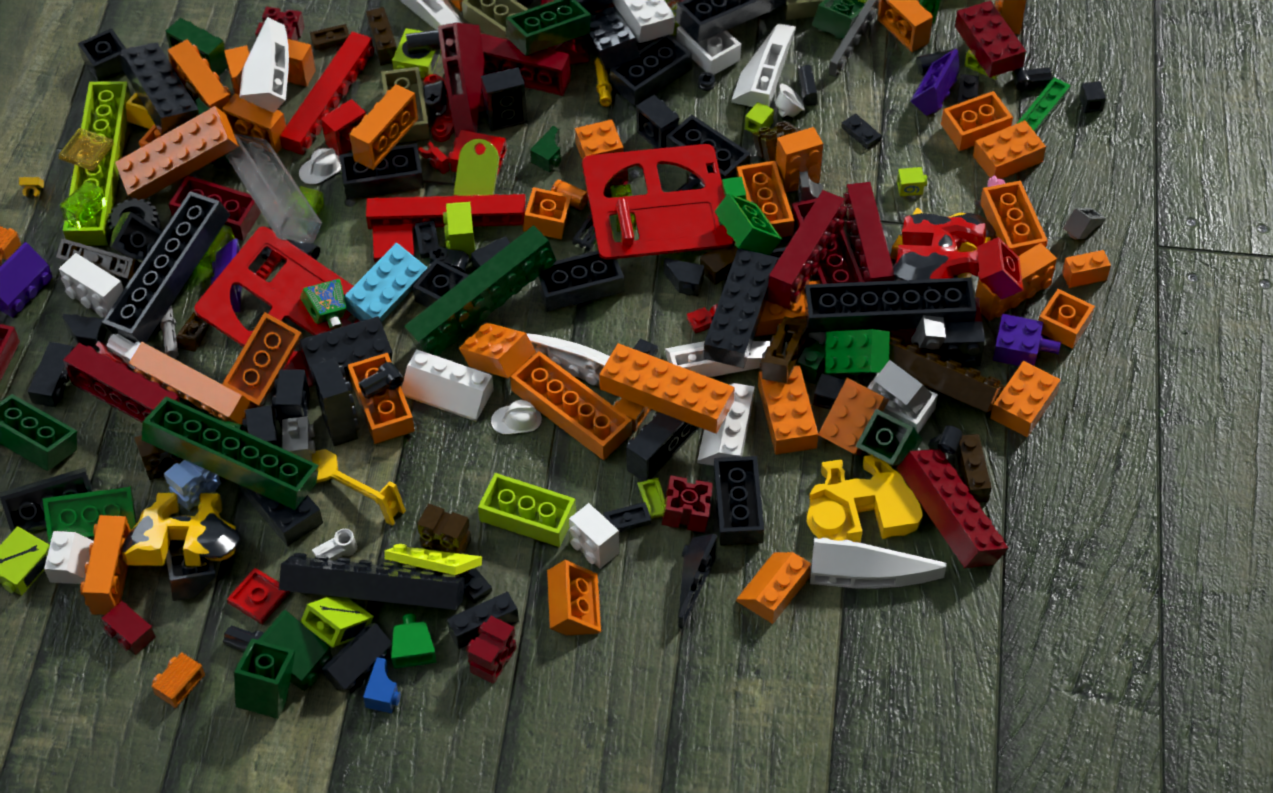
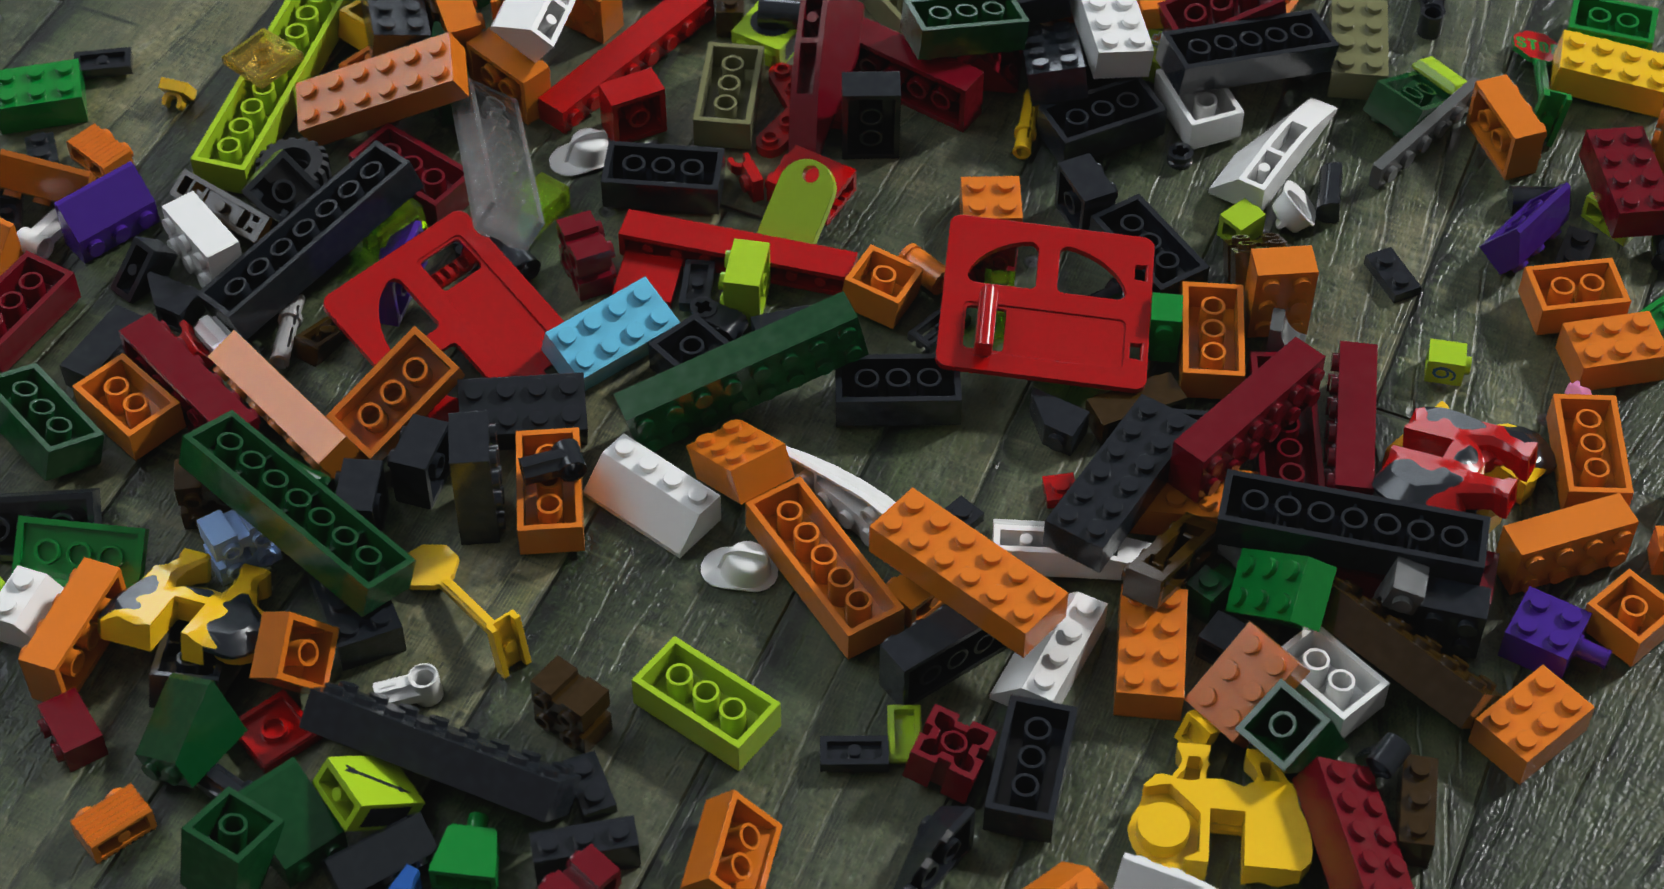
camera: 15 degrees right, 5 degrees down
(54, 307) = (141, 258): none -> black slope
(83, 204) = (228, 128): clear neon green brick -> none
(84, 407) = (129, 406): none -> orange brick
(207, 610) = (188, 731): none -> dark green slope
(257, 543) = (293, 651): none -> orange brick
(297, 437) = (411, 519): light grey brick -> none
(325, 302) = (516, 337): green torso -> none
(350, 236) = (586, 255): none -> dark red brick
(384, 126) = (681, 113): orange brick -> none
(434, 560) = (542, 742): neon yellow wing -> none
(436, 98) = (775, 94): black piece -> none
(546, 152) = (911, 201): dark green arch -> none
(594, 536) = (791, 766): white brick -> none
(747, 225) = (1168, 365): green brick -> none
(829, 452) = (1196, 729): none -> yellow tile
(900, 385) = (1331, 657): light grey brick -> none
(999, 268) = (1539, 513): red brick -> none

